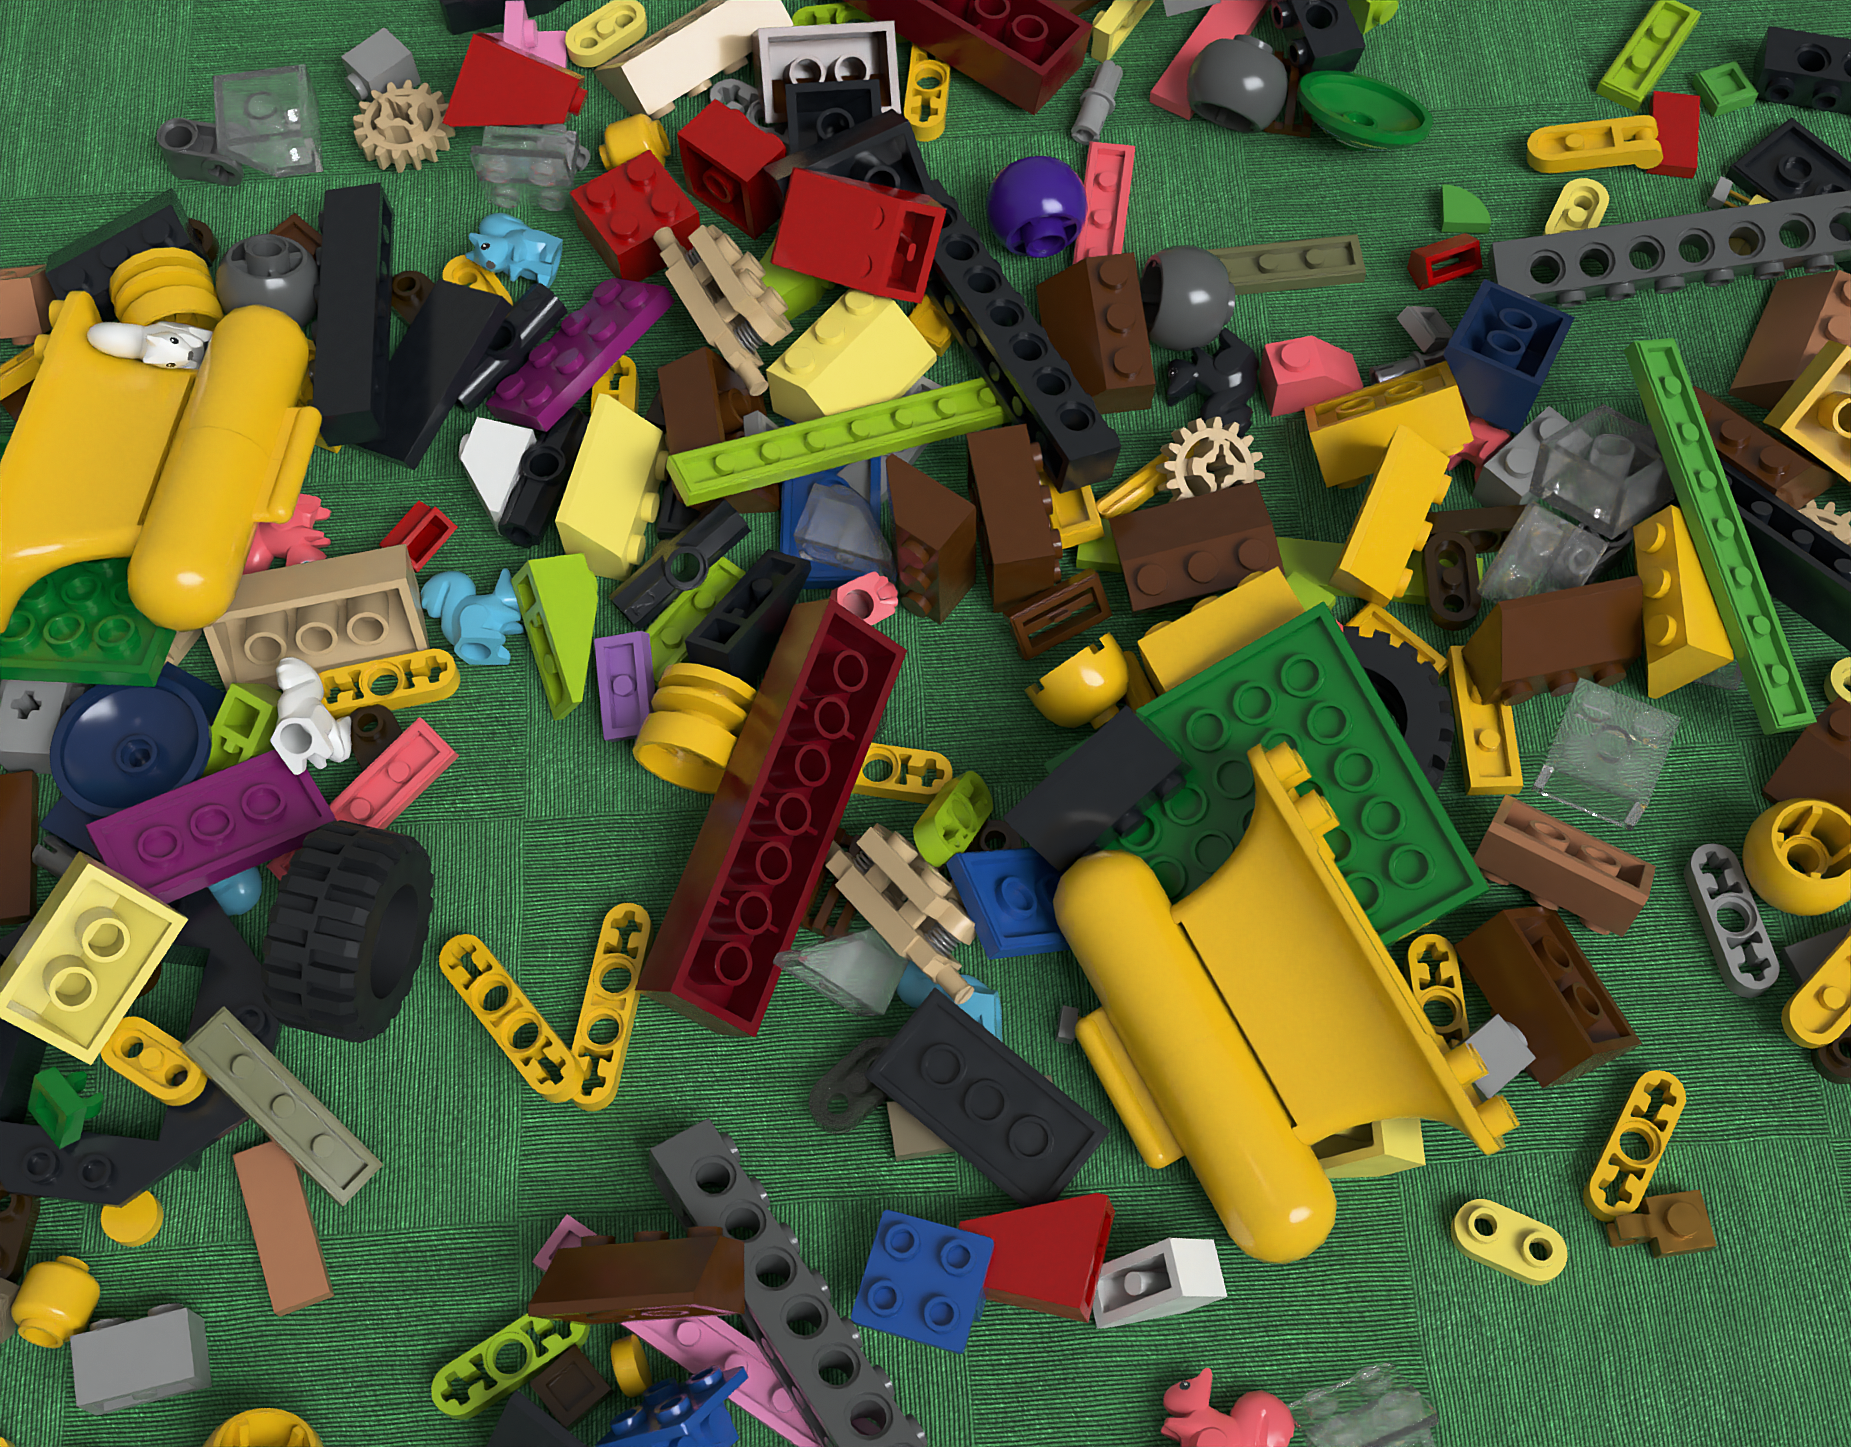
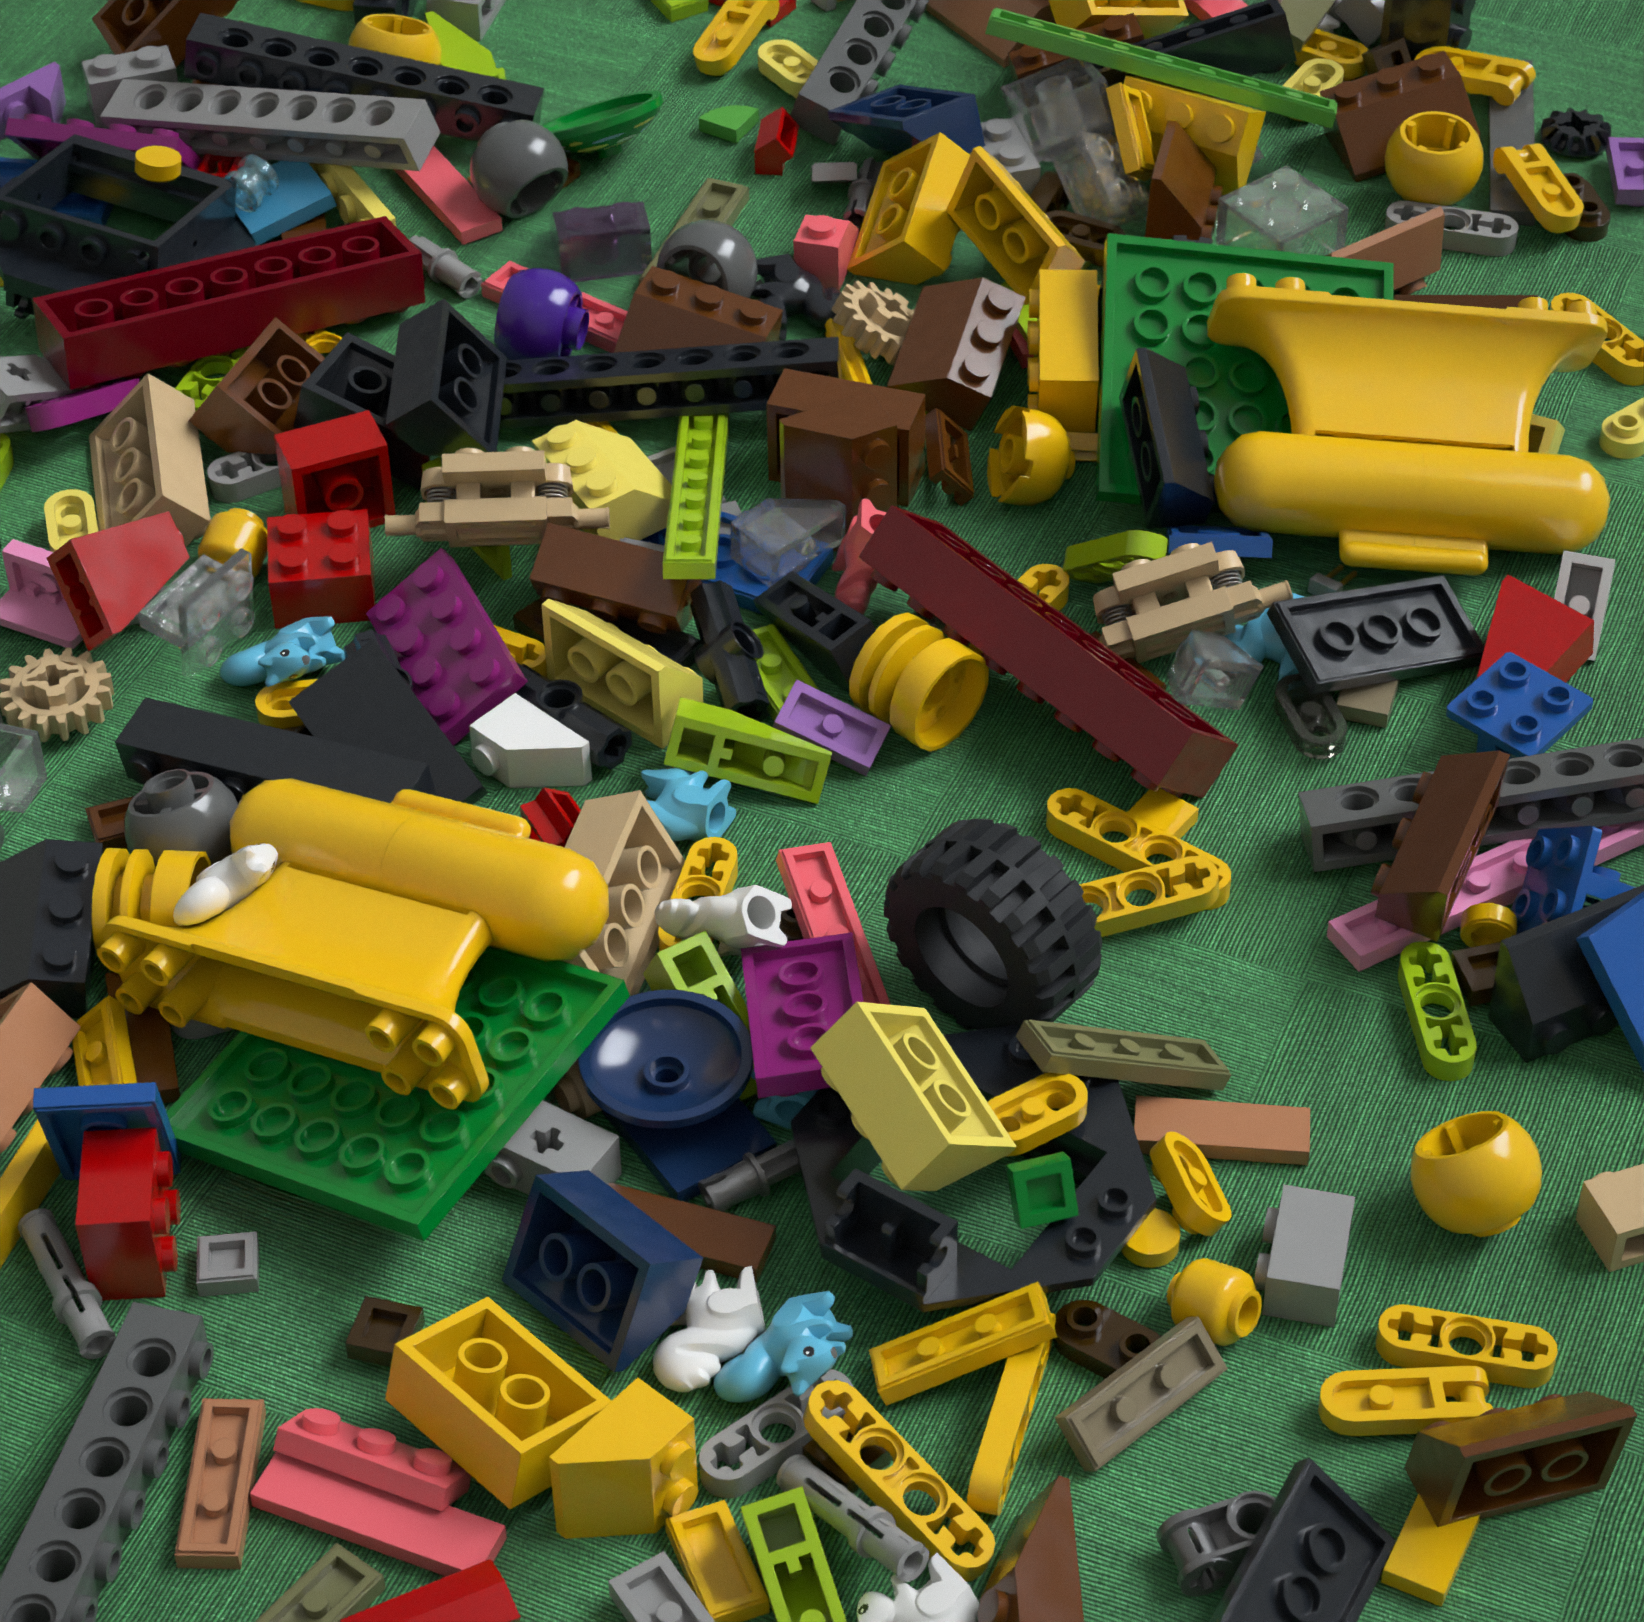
camera: 65 degrees left, 20 degrees down
(192, 1224) = (1190, 1185): none -> yellow plate
(656, 1020) = (1166, 812): none -> yellow tile
(858, 234) = (512, 391): red slope -> none
(1204, 196) = (601, 241): none -> slope
(1602, 547) = (1132, 131): none -> yellow tile

